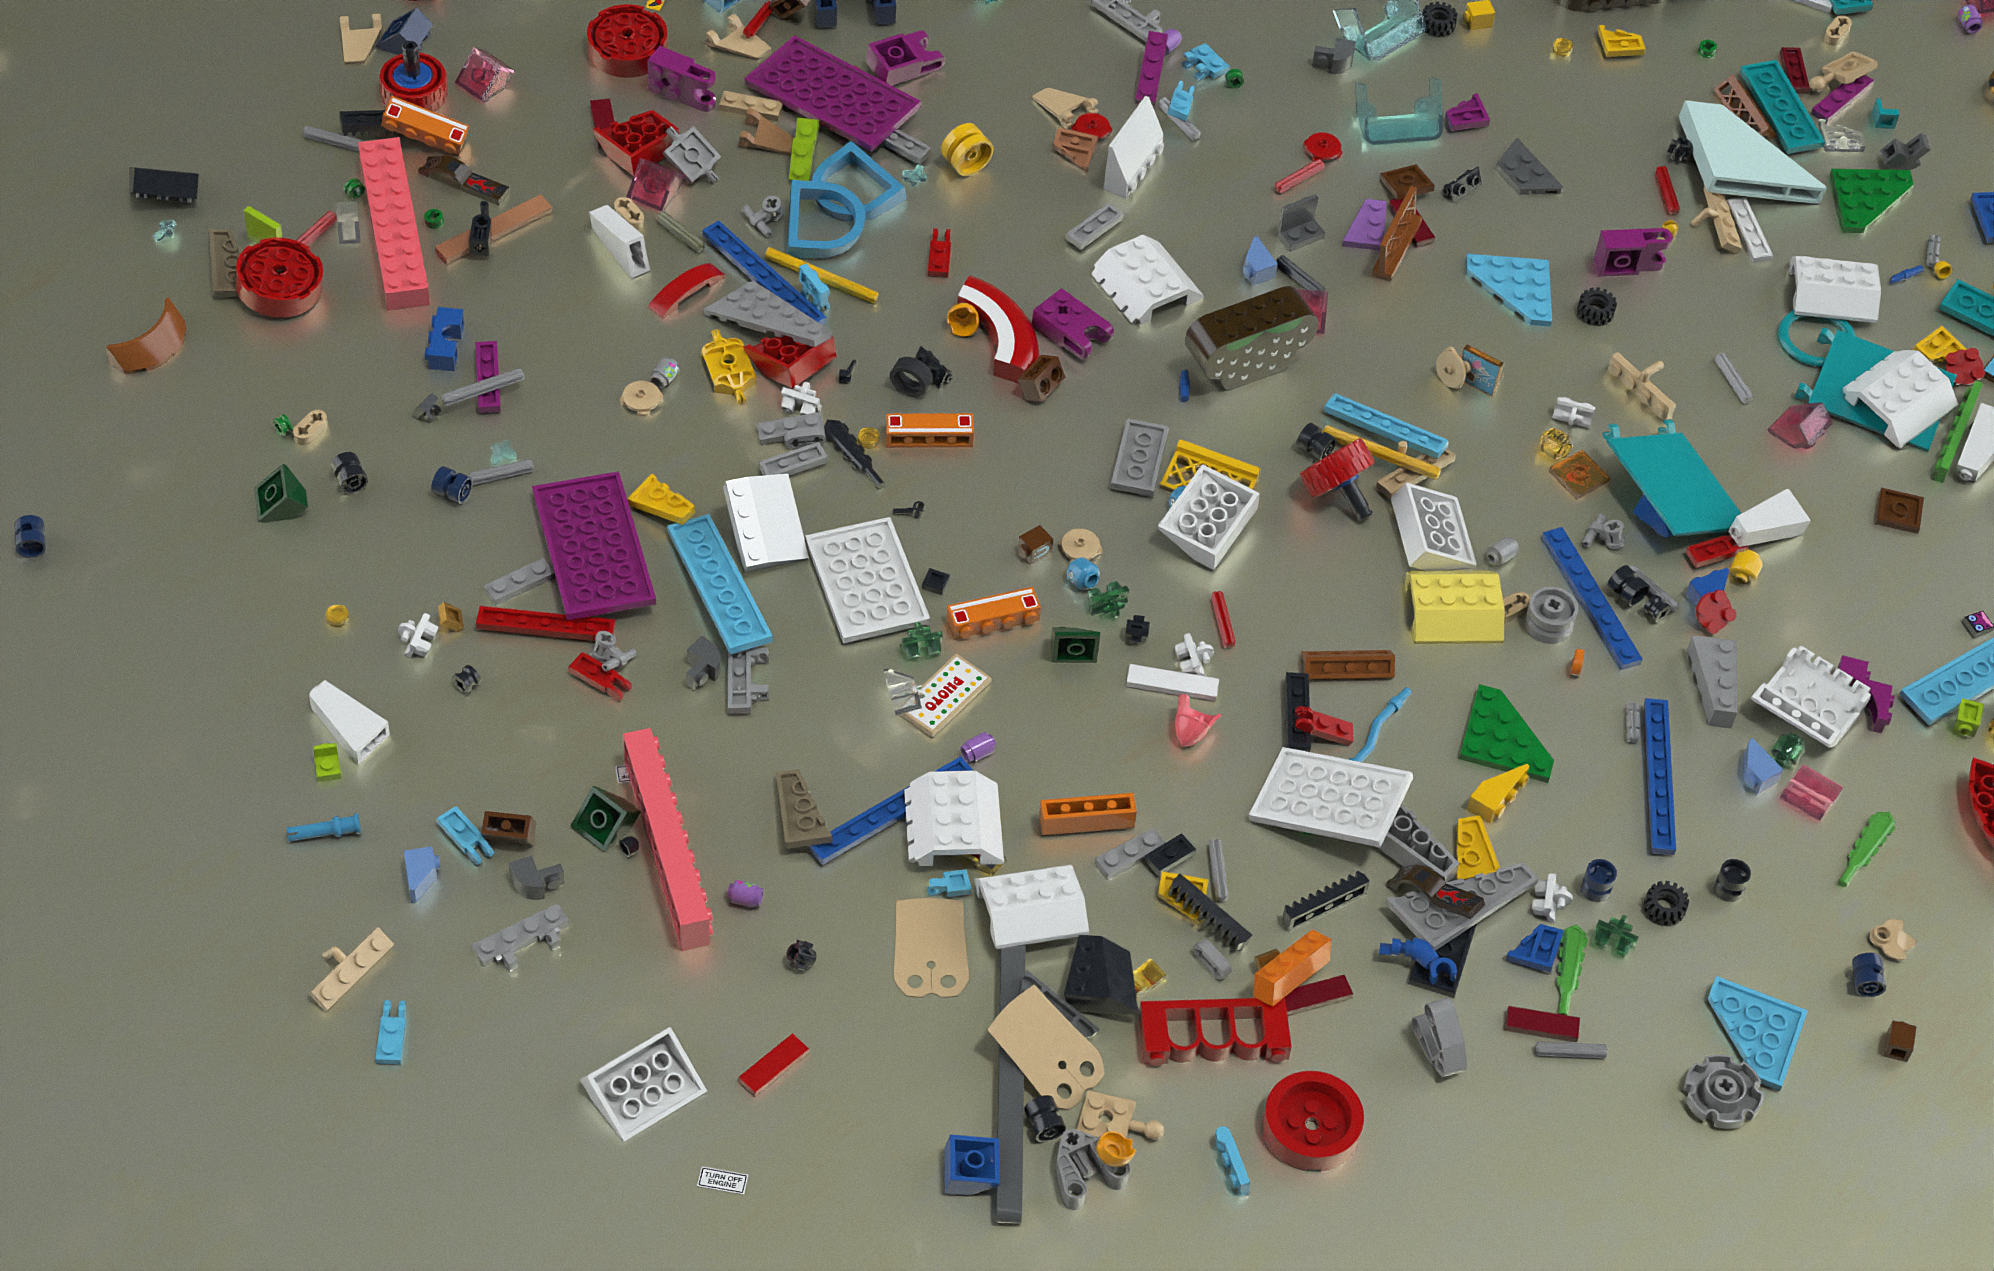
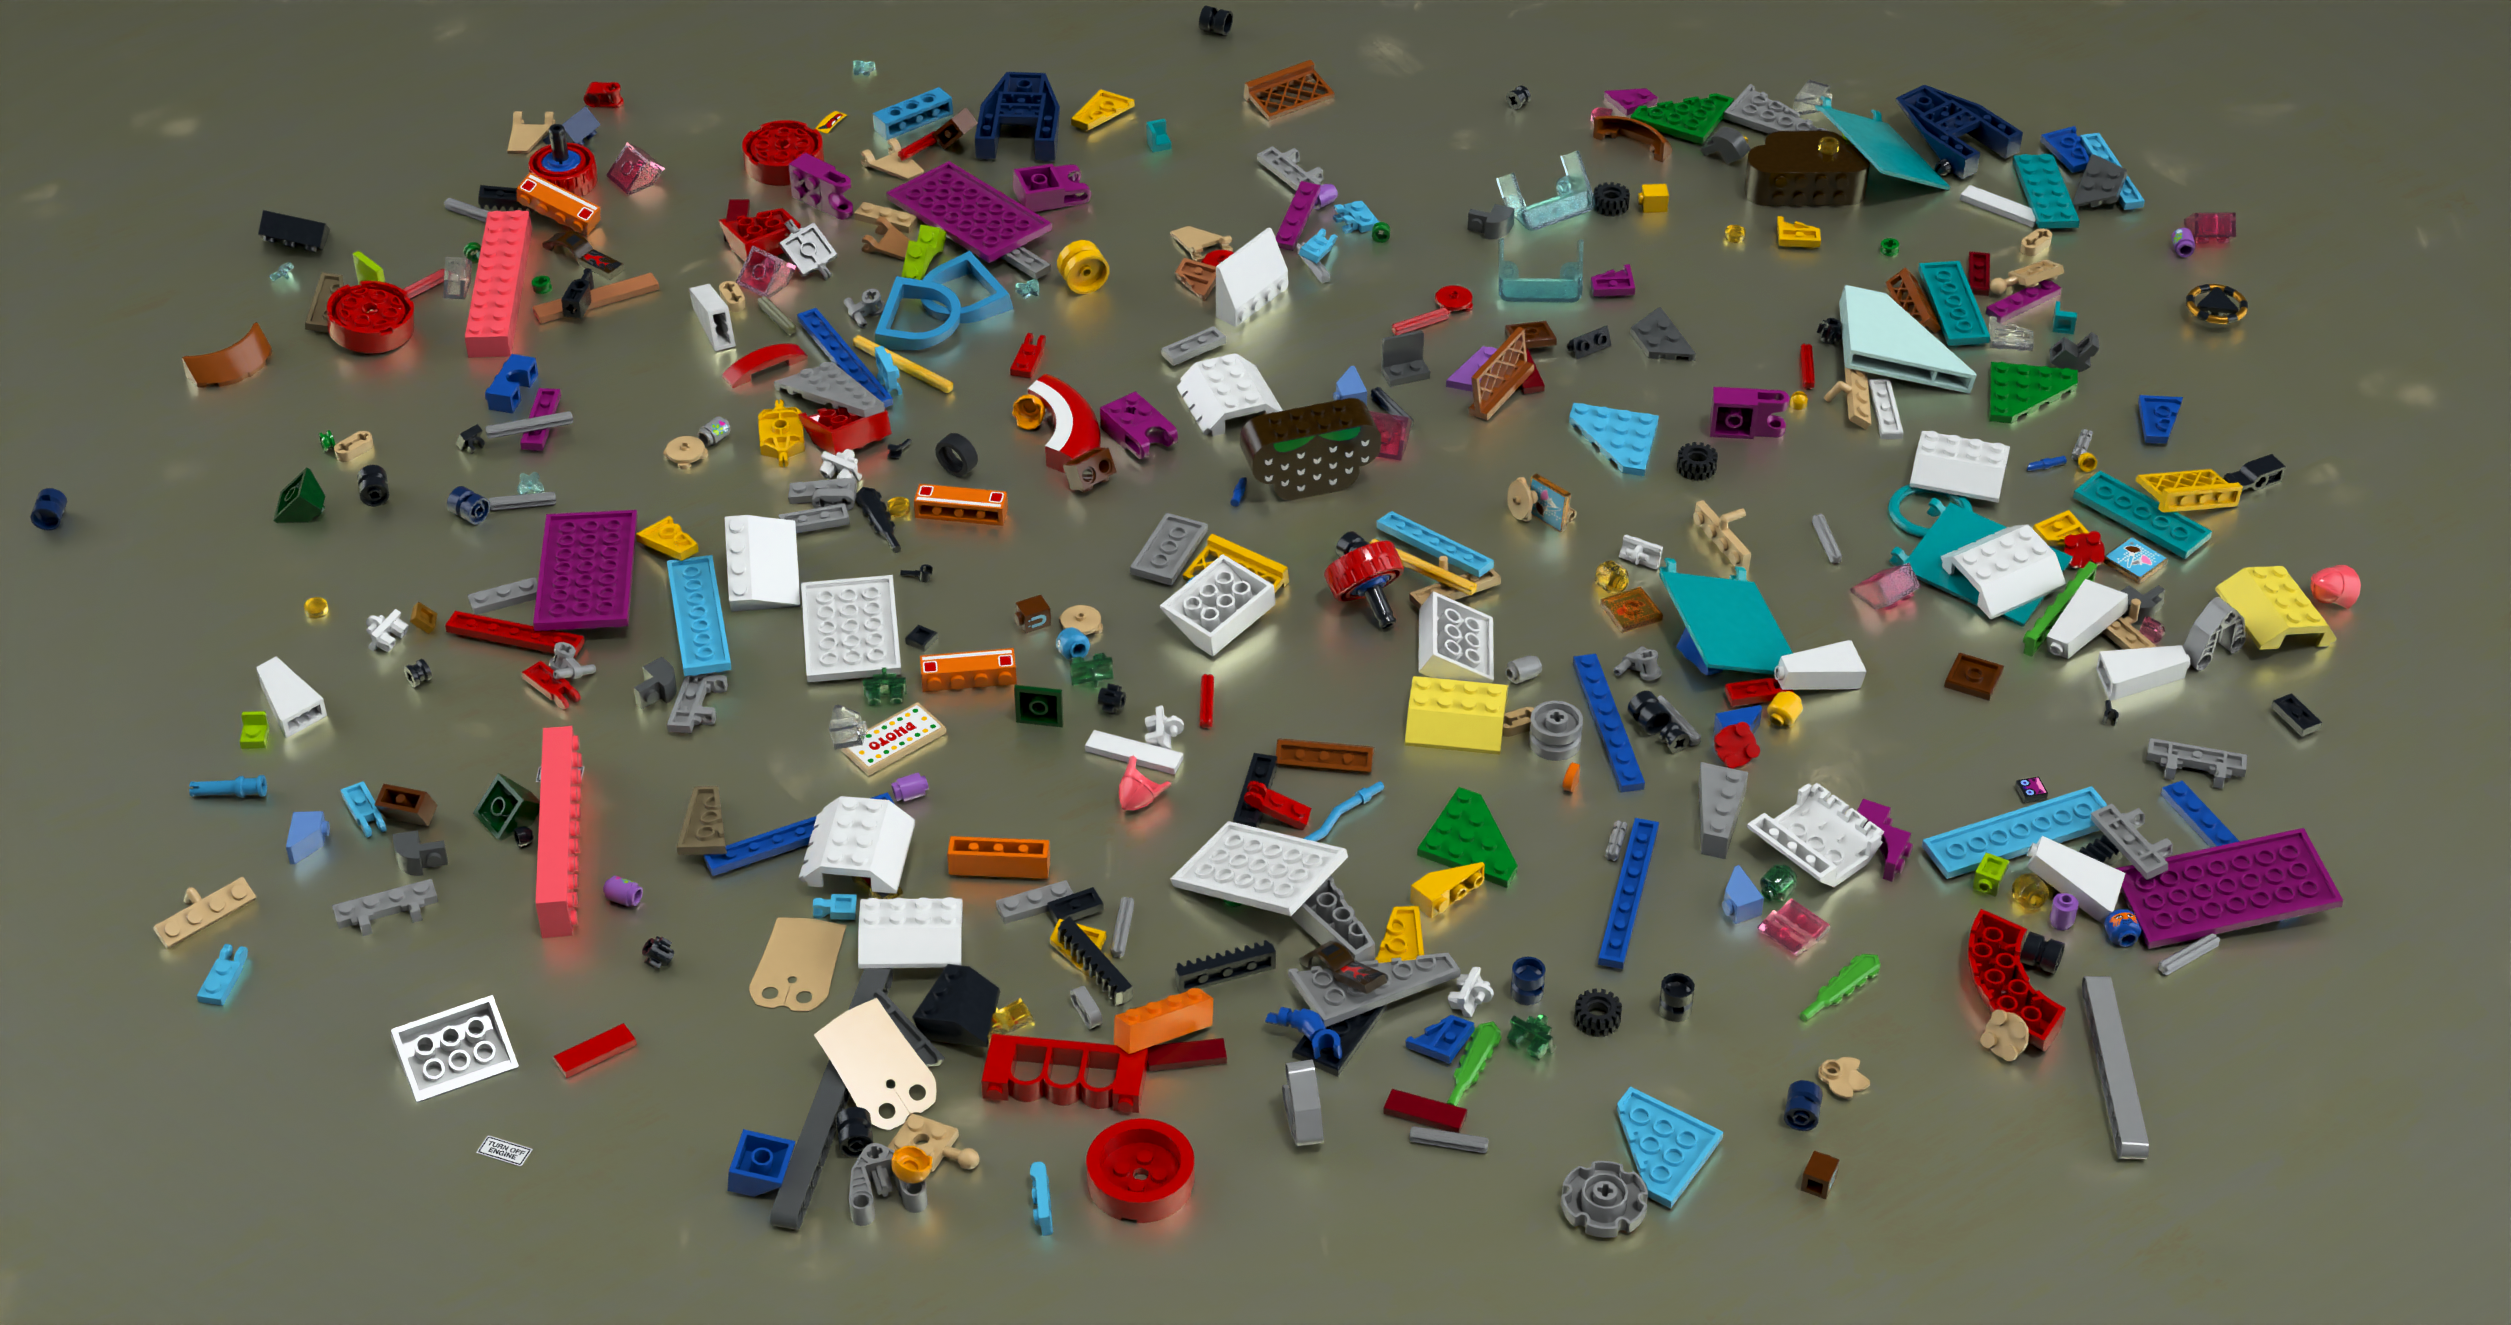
camera: 15 degrees right, 10 degrees down
(939, 372) = (985, 450): black hinge -> none

